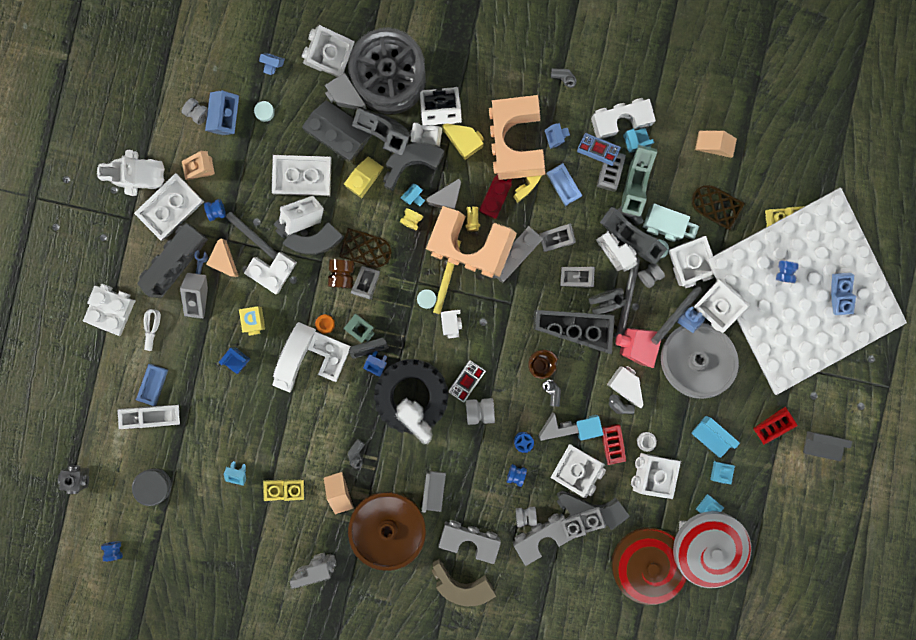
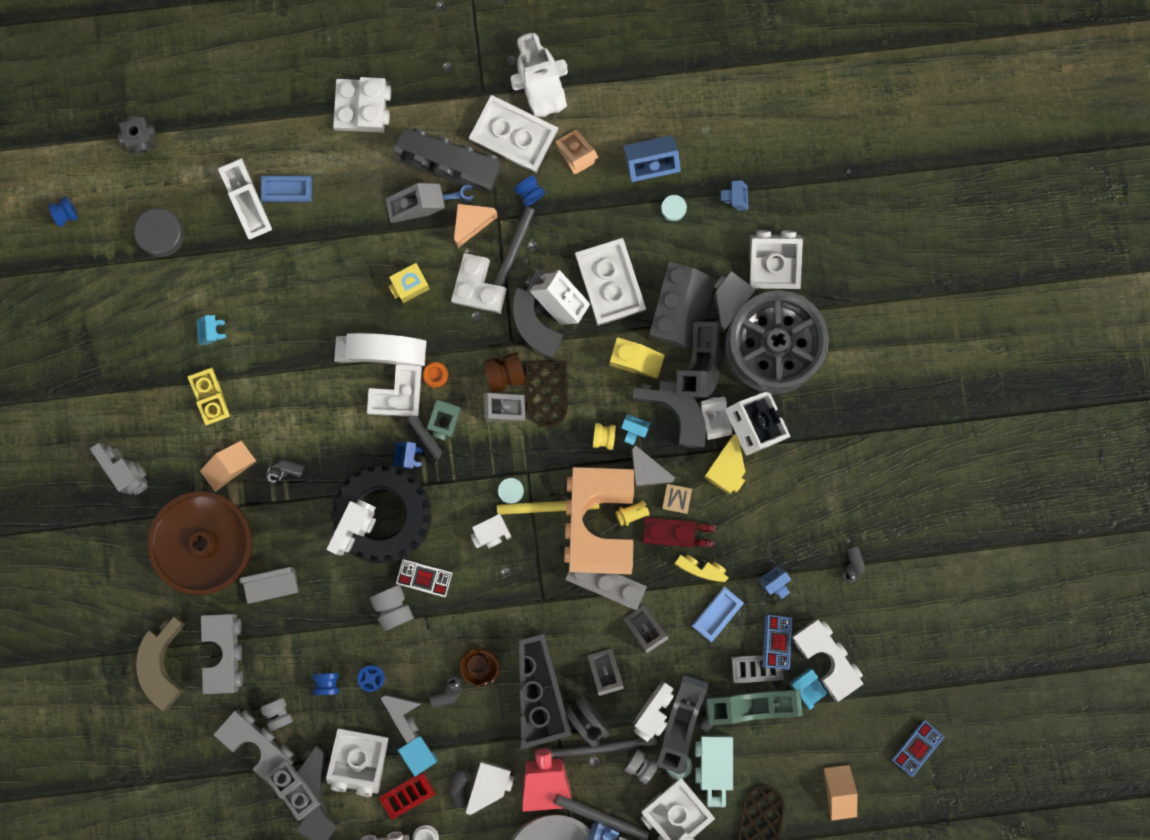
camera: 65 degrees right, 5 degrees down
(150, 334) = (347, 164): white piece -> none
(195, 111) = (643, 124): light grey wheel -> none
(234, 360) = (351, 279): blue panel -> none
(473, 184) = (677, 499): none -> tan tile
(505, 115) = (776, 507): light nougat arch -> none
(705, 79) = (917, 748): none -> tile

